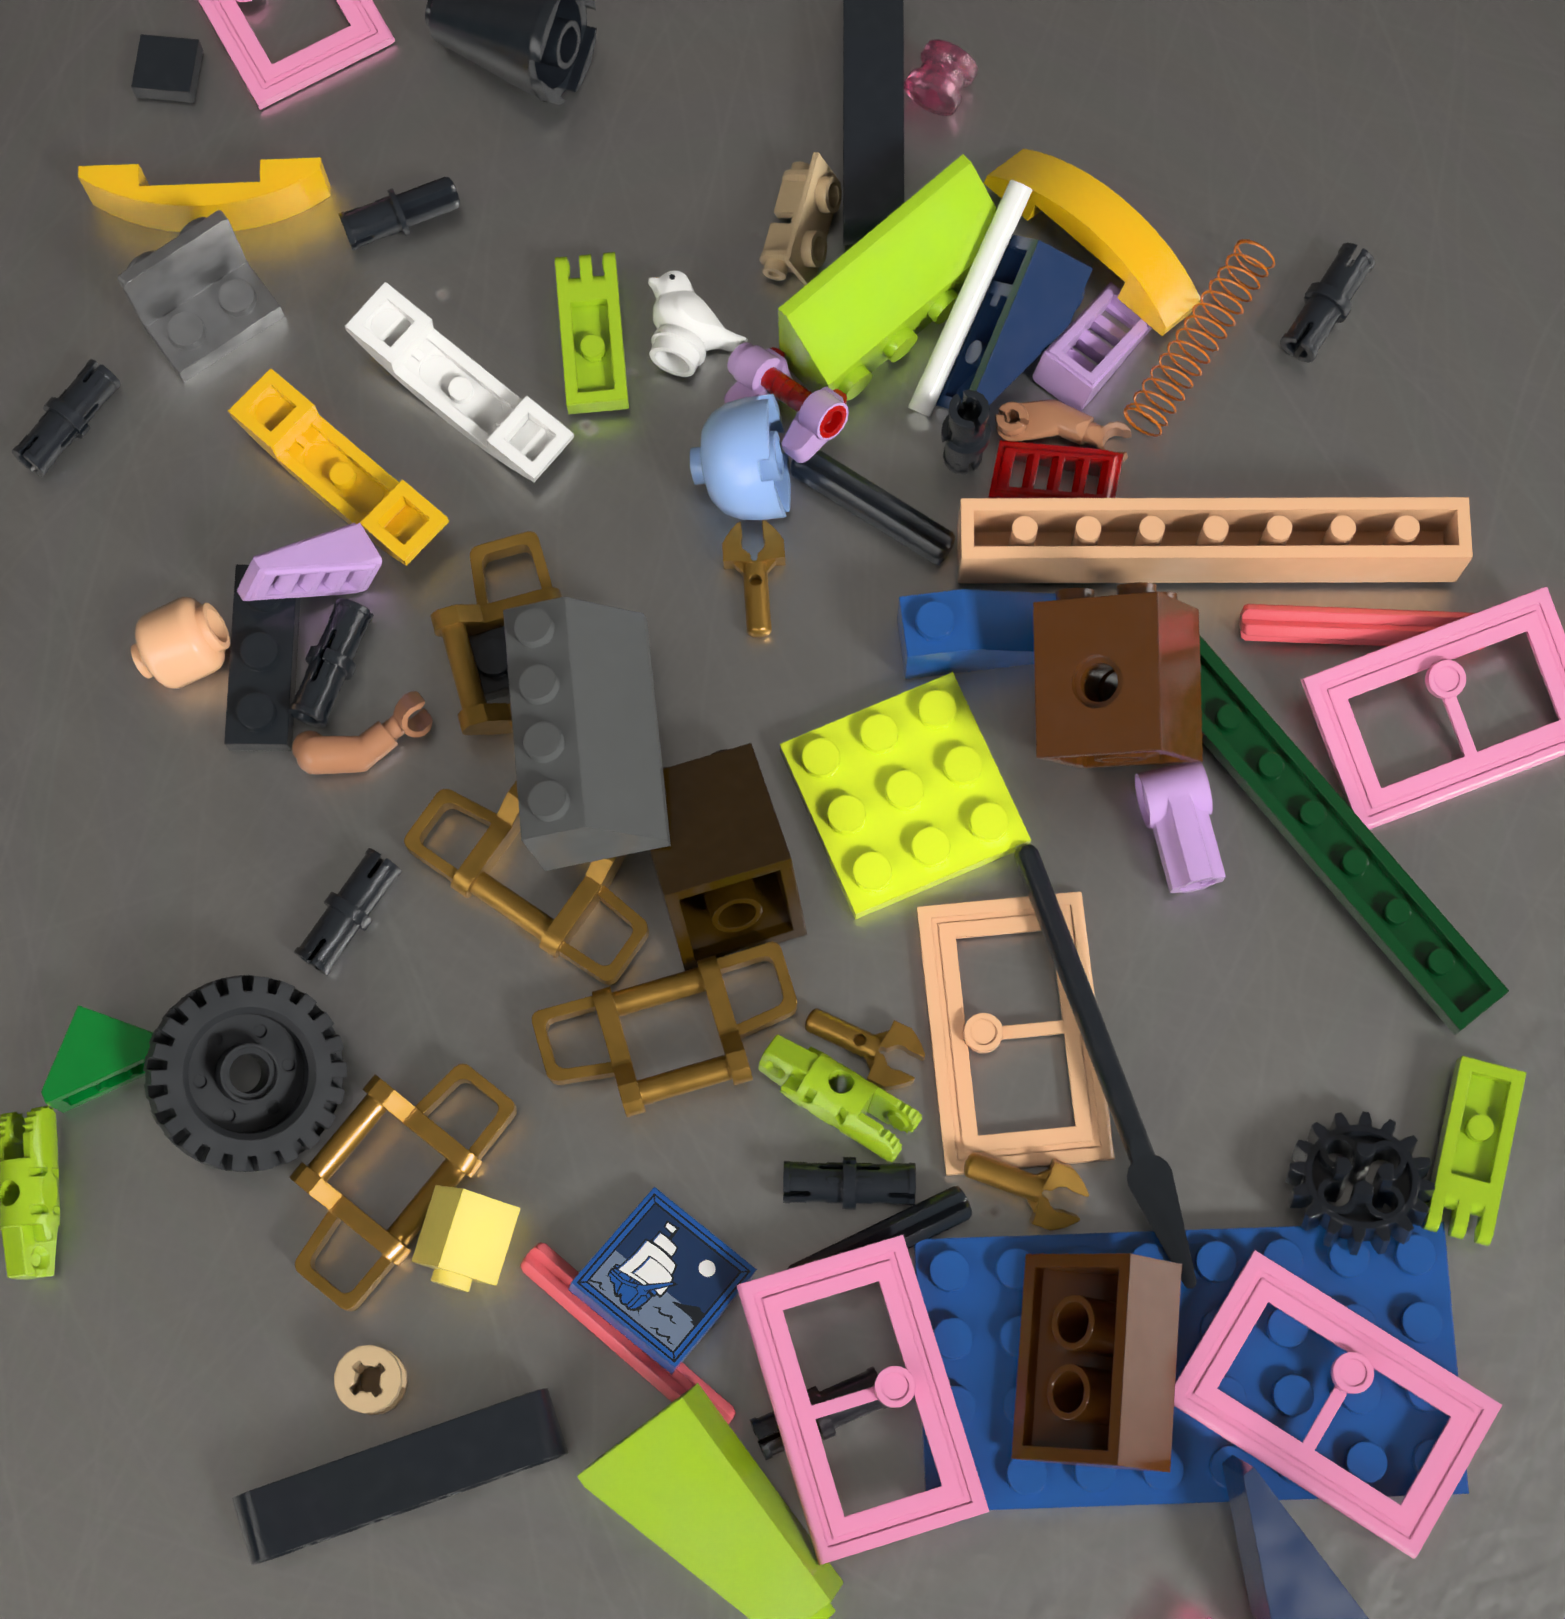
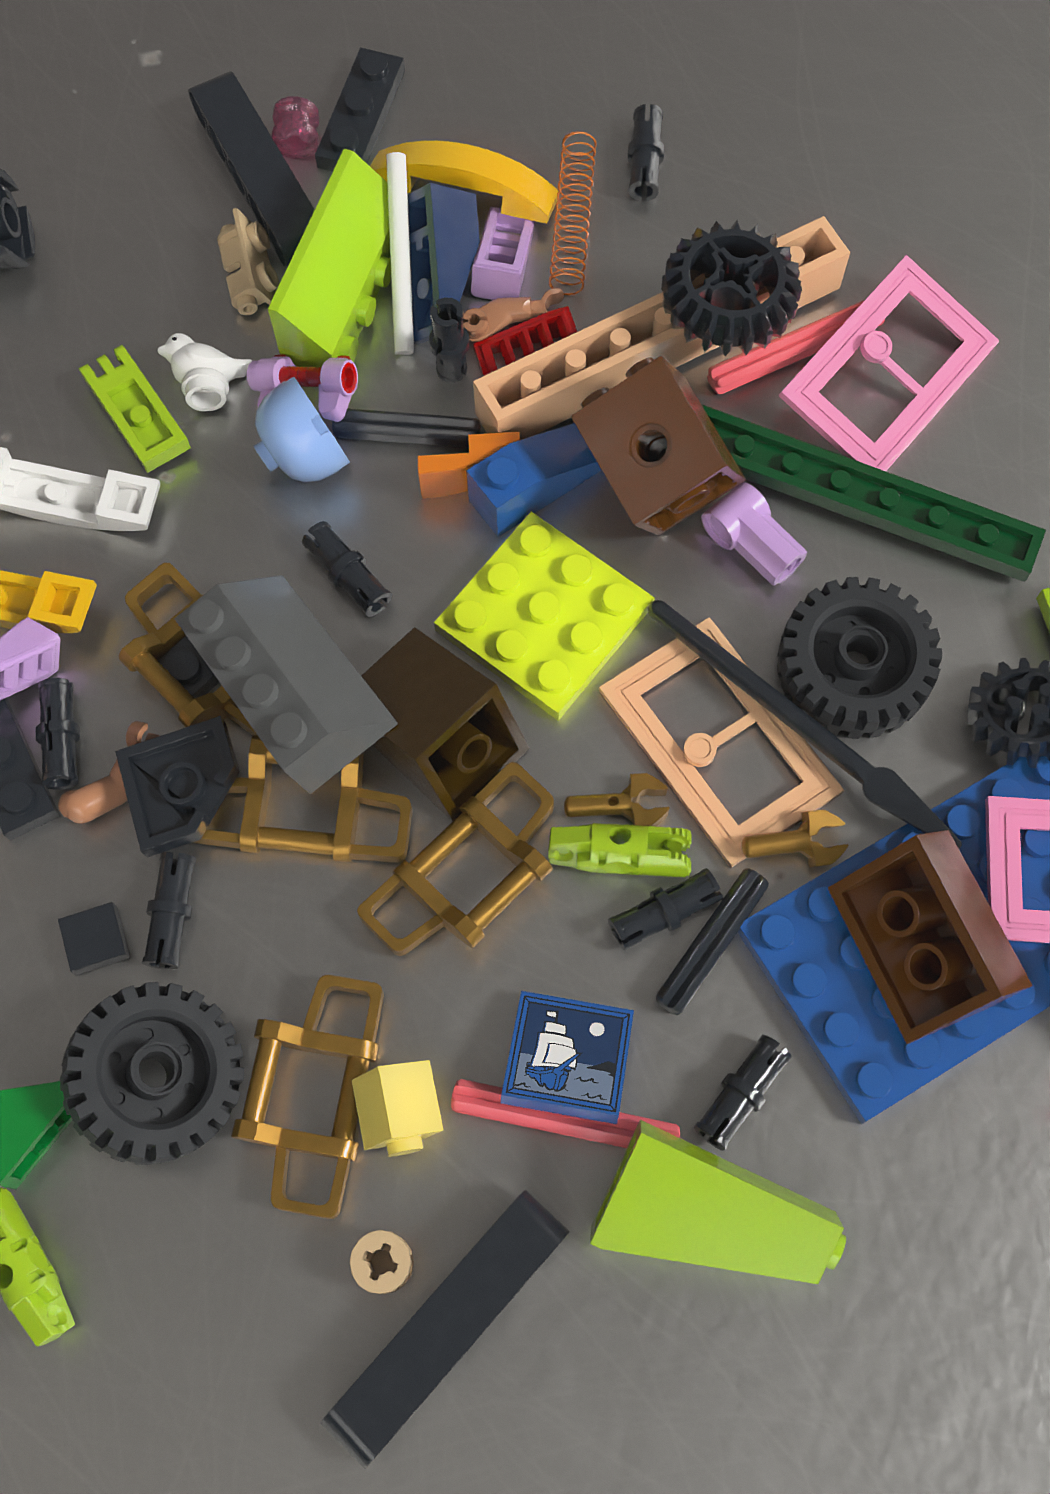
camera: 30 degrees left, 5 degrees down
(260, 900) = (93, 938): none -> black tile
(421, 785) = (177, 783): none -> black plate
(721, 634) = (347, 569): none -> black pin
(755, 574) = (347, 514): pearl gold bar -> none
(885, 583) = (447, 473): none -> orange slope
(894, 1387) = (805, 1022): bright pink door -> none
(1028, 89) = (361, 107): none -> black plate
(1249, 988) = (868, 621): none -> black wheel
(1350, 529) = (726, 305): none -> black gear

